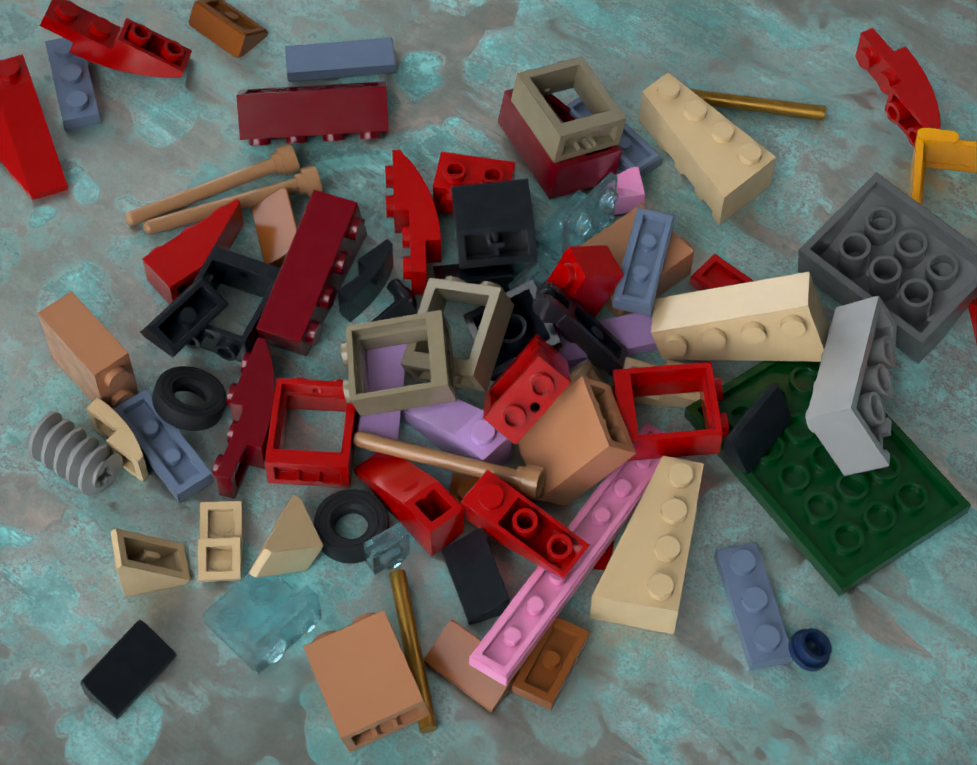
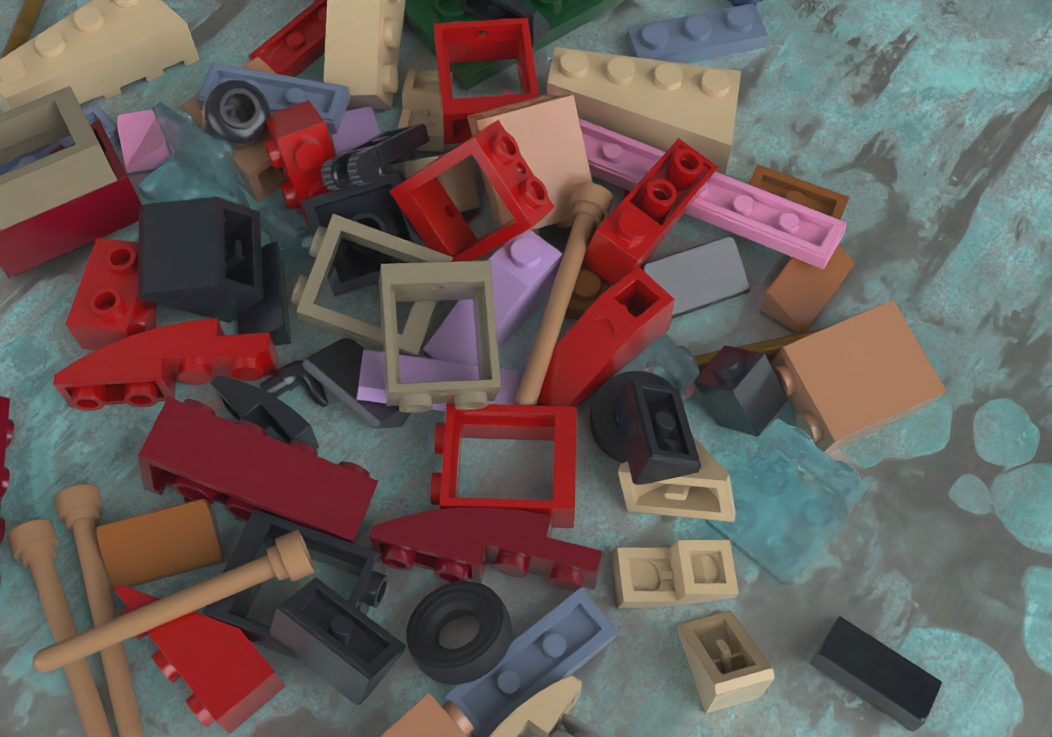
camera: 90 degrees left, 5 degrees up
(240, 285) = (284, 560): none -> medium nougat piece
(319, 517) = (656, 433): none -> black slope
(358, 587) = (741, 390): none -> black brick
(608, 226) = (237, 99): none -> black head

